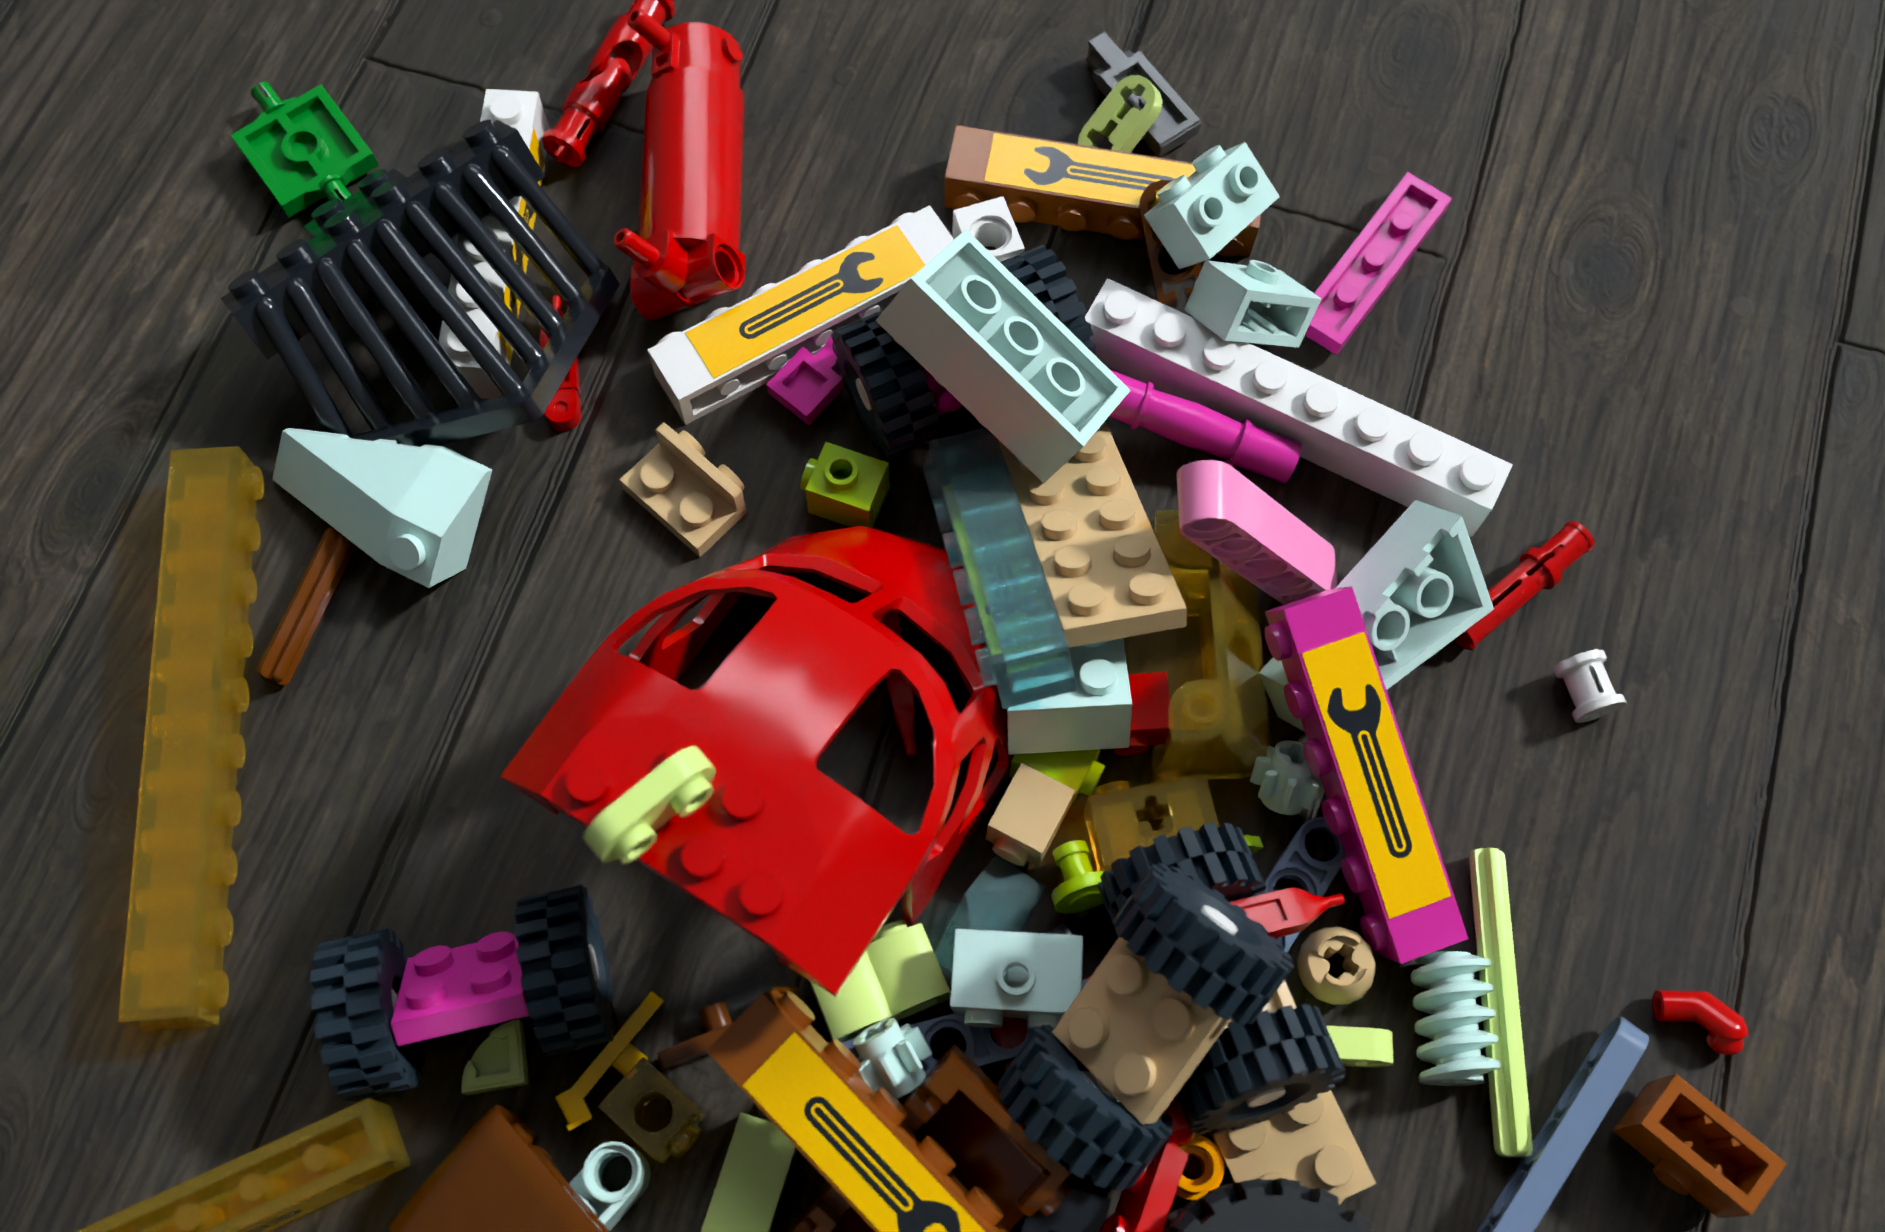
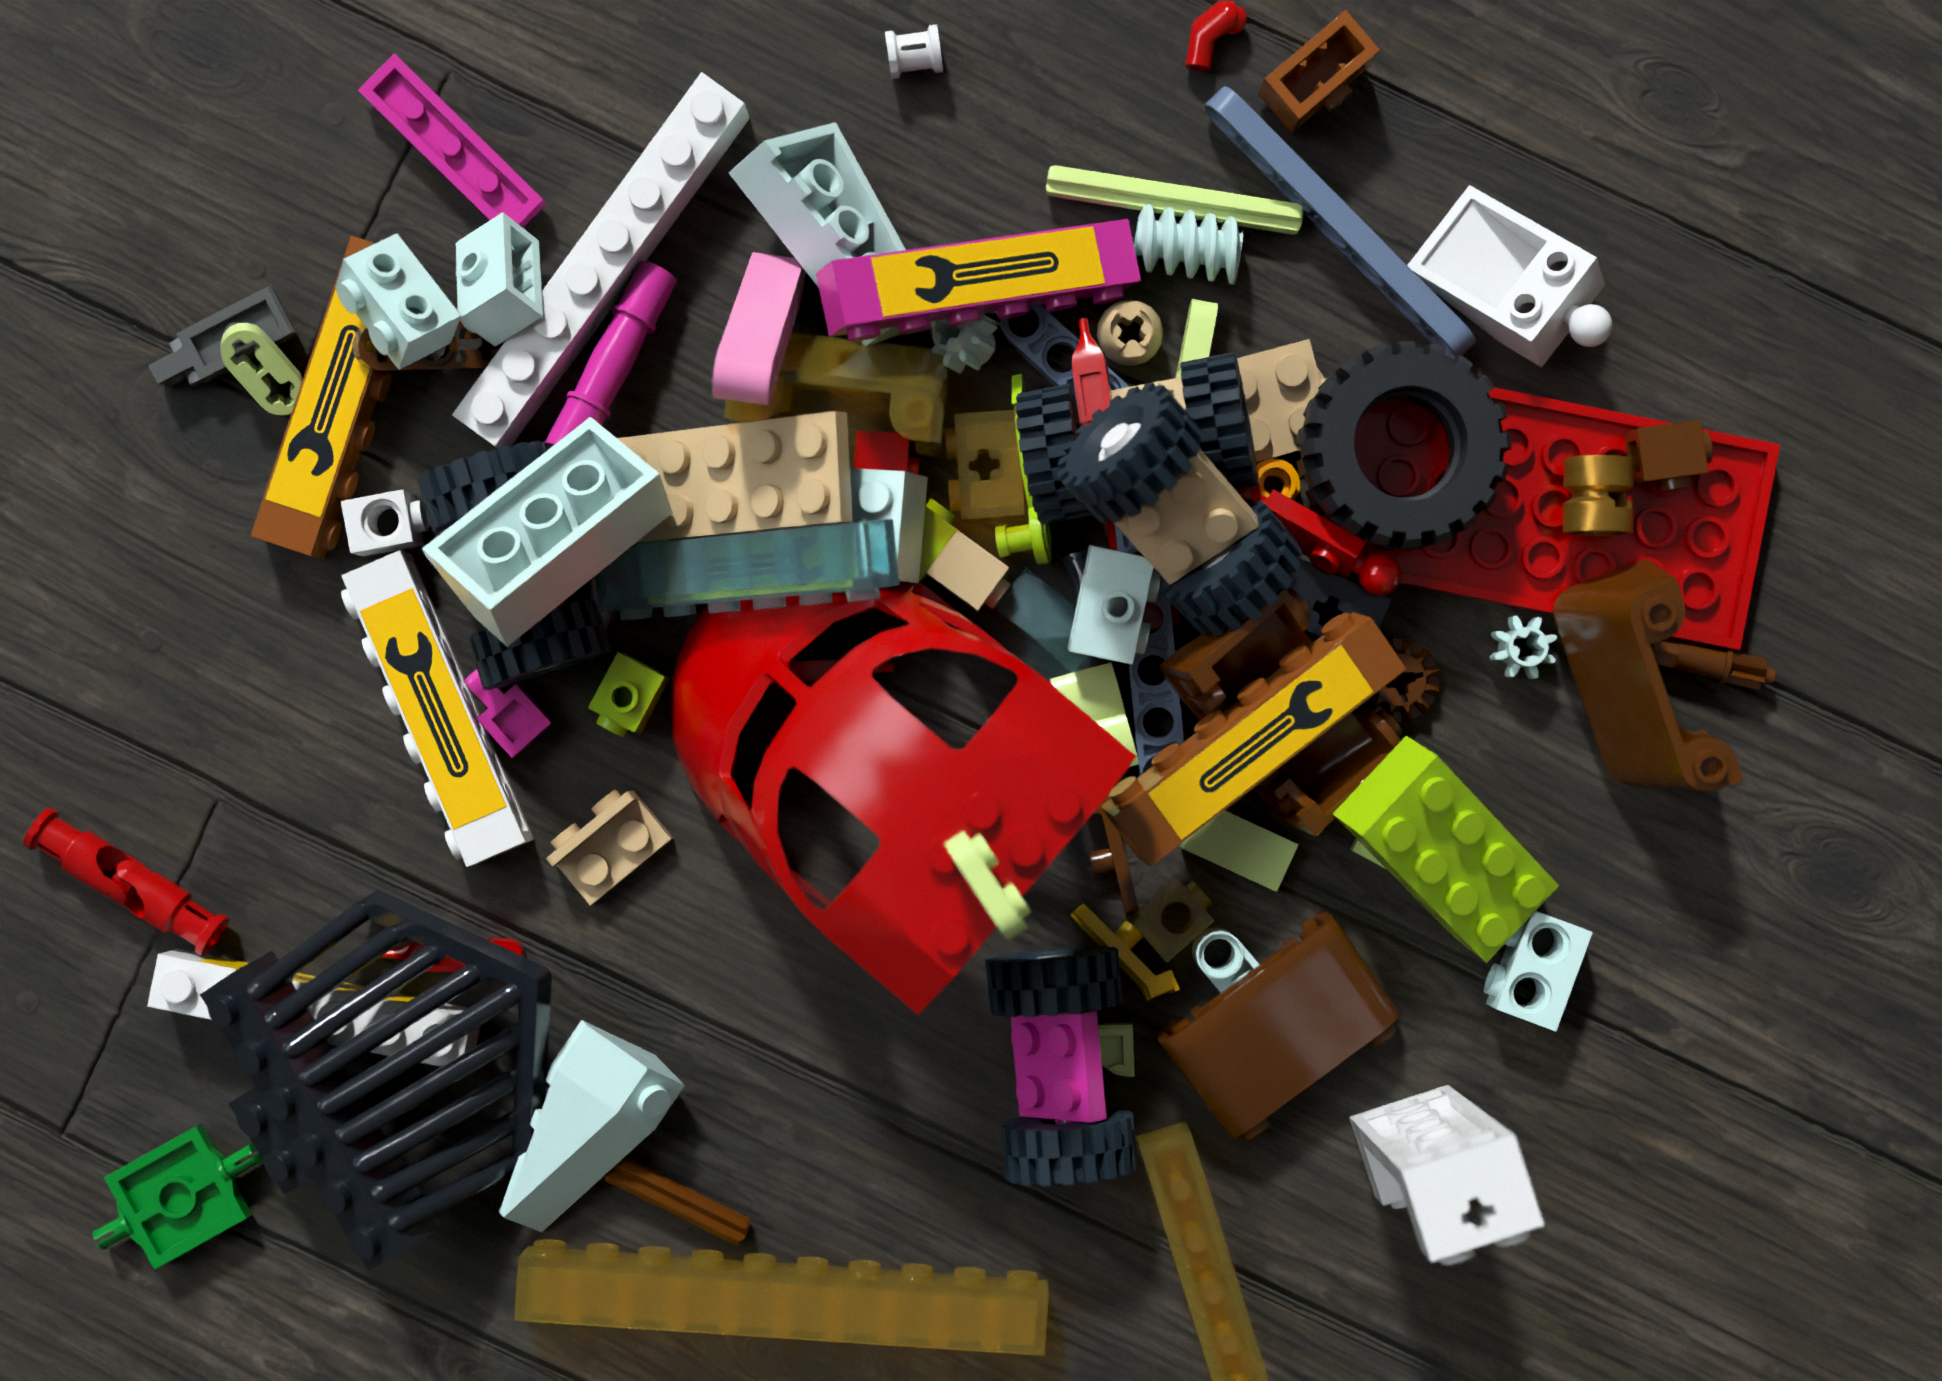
camera: 80 degrees left, 20 degrees up
(689, 170) = (267, 808): red piece -> none
(891, 1057) = (1163, 718): light aqua gear -> none
(1537, 570) = (777, 35): red pin -> none

